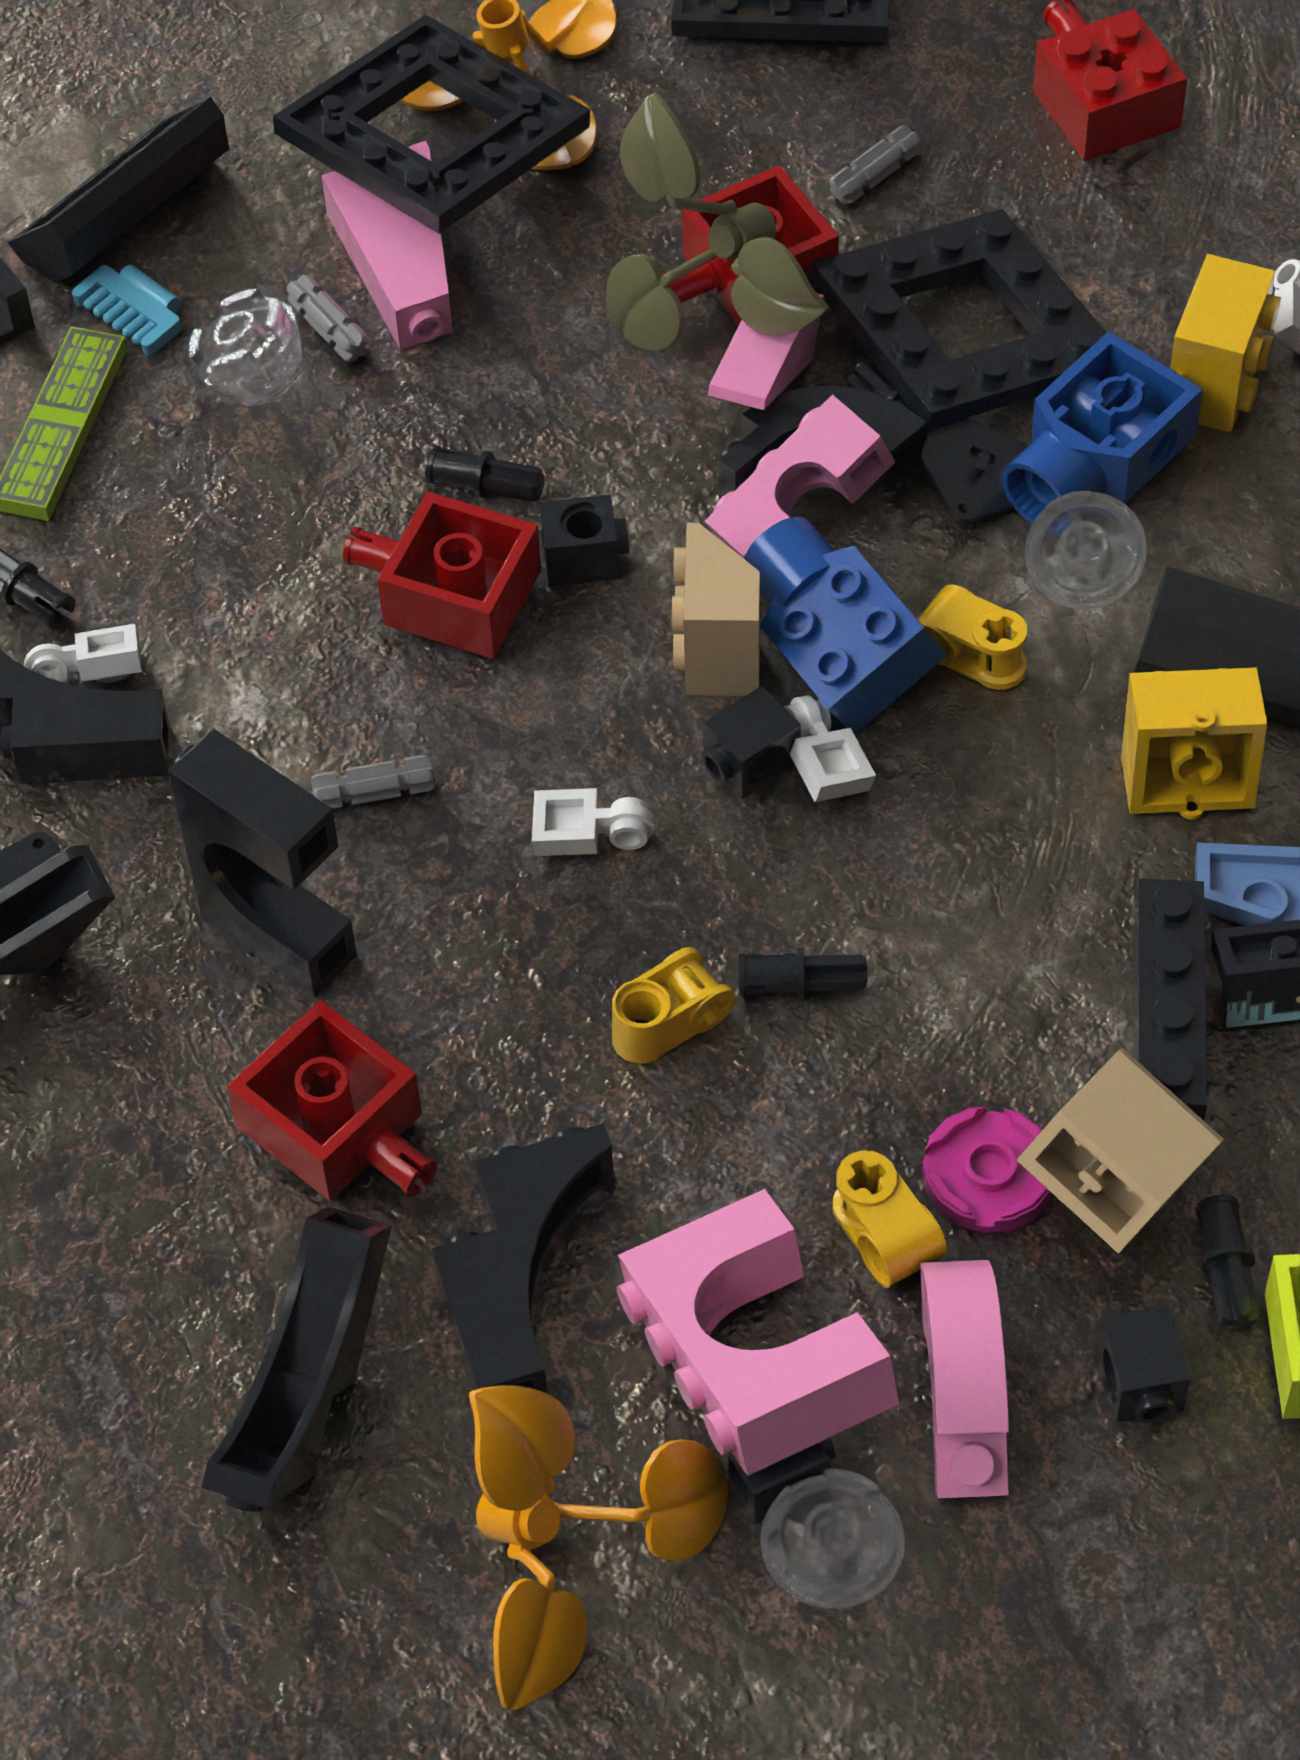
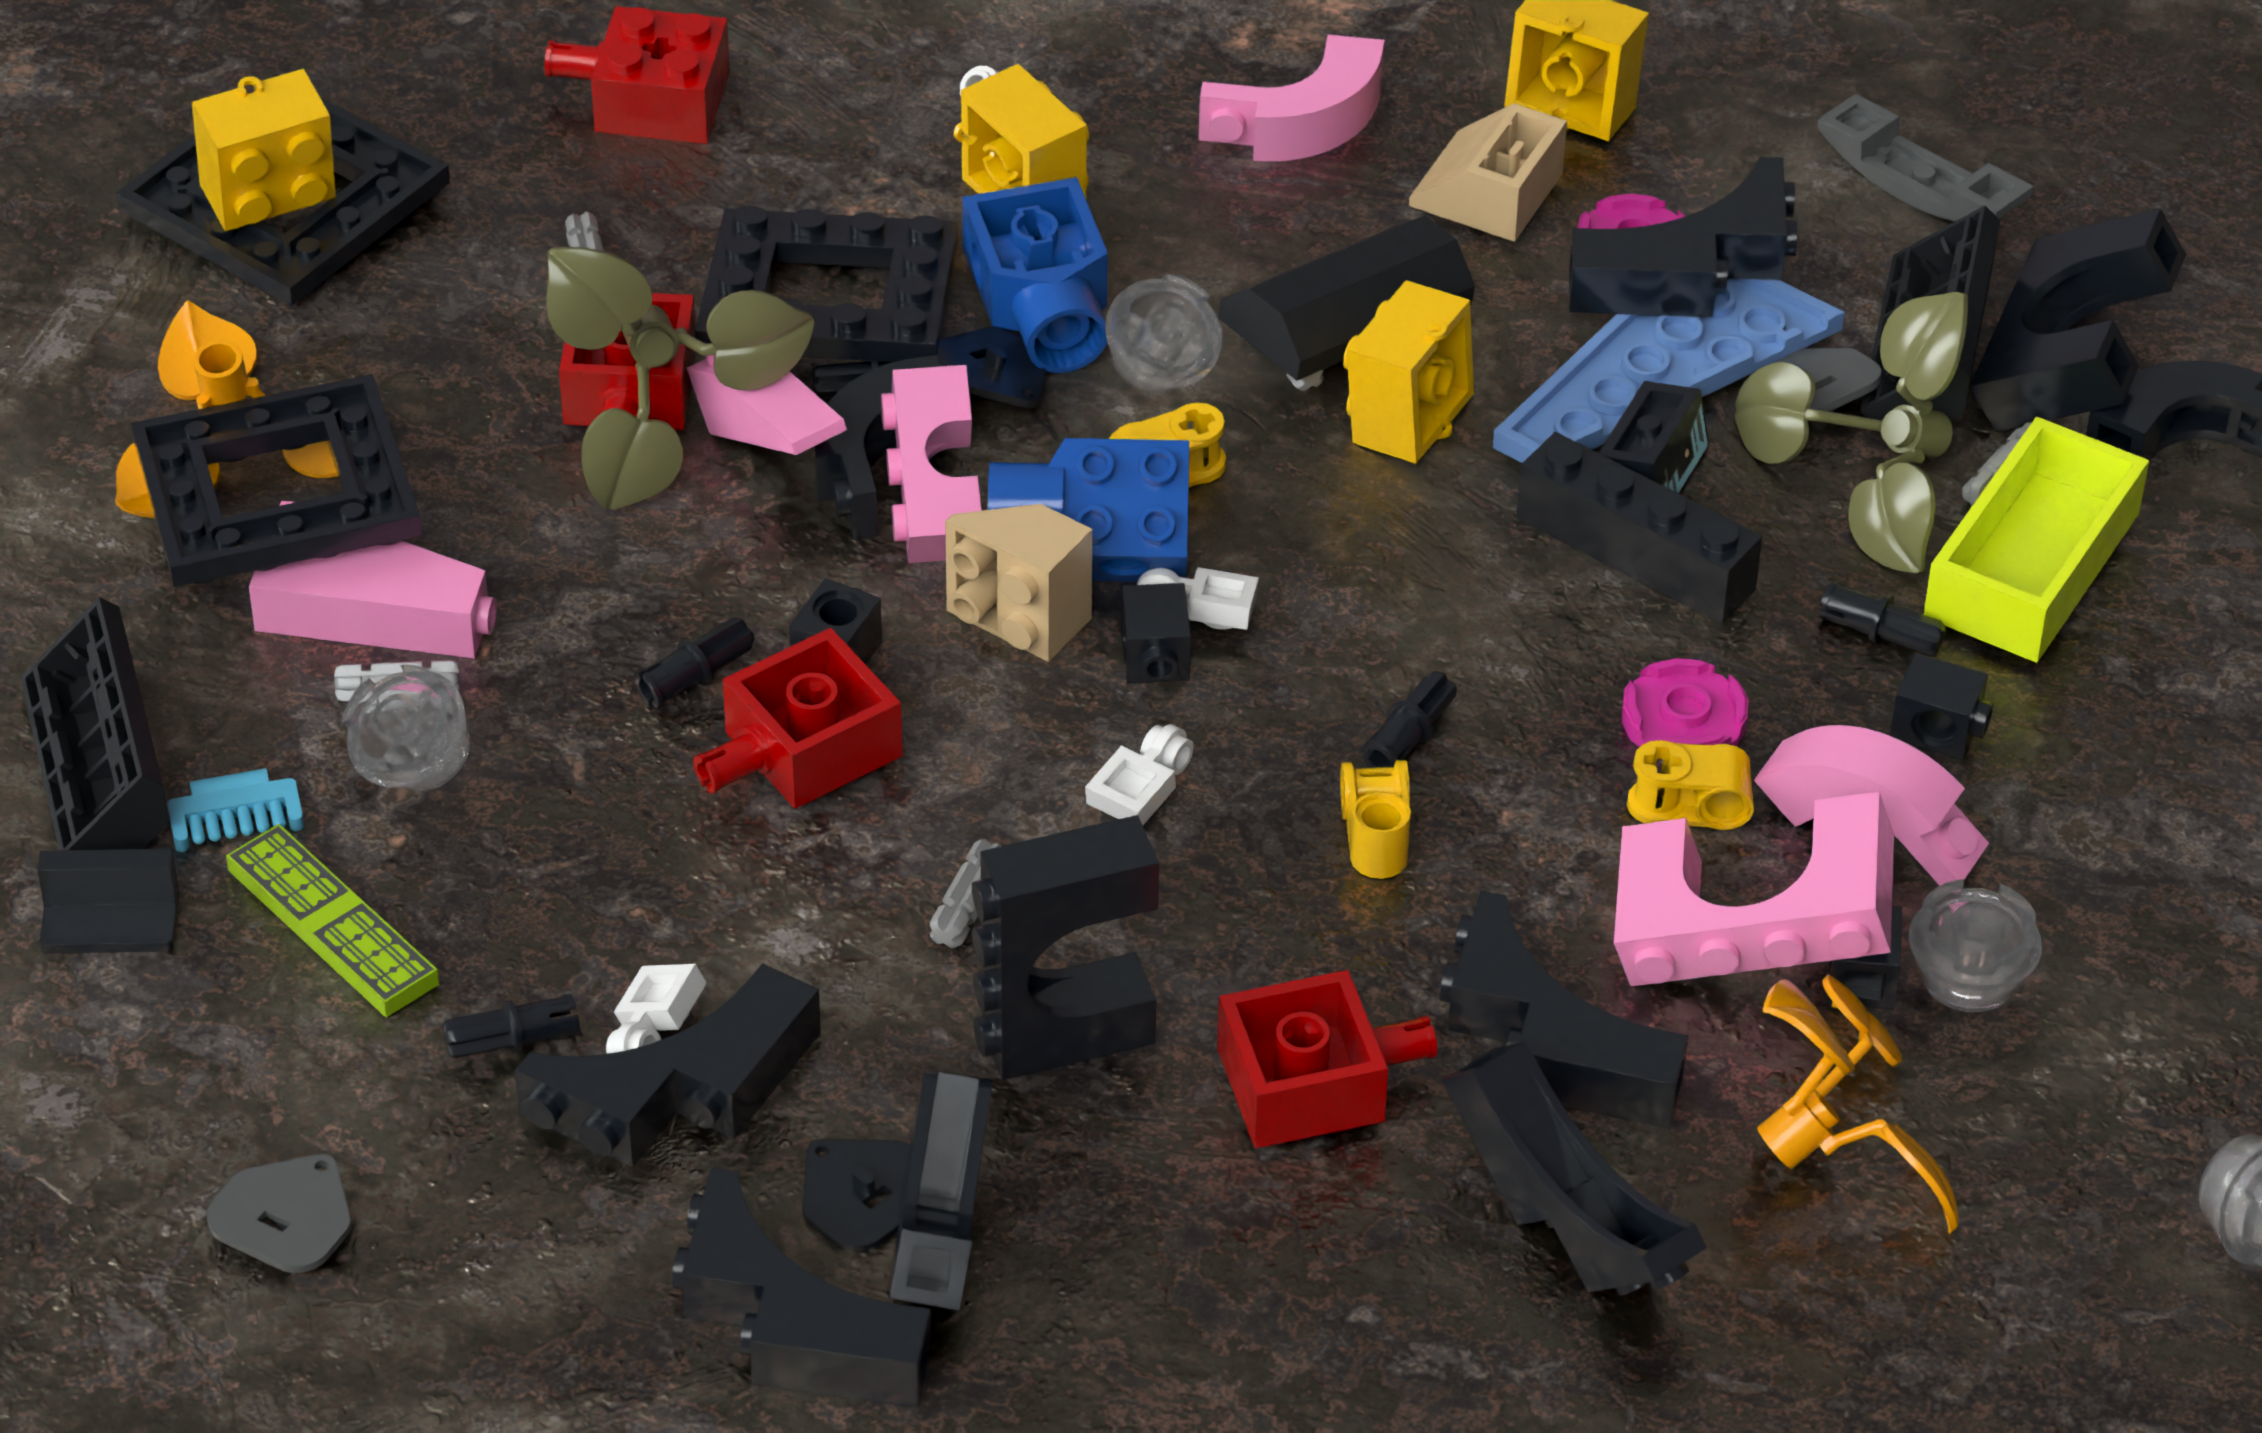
camera: 60 degrees left, 10 degrees down
(1120, 1150) = (1764, 603): tan slope -> none

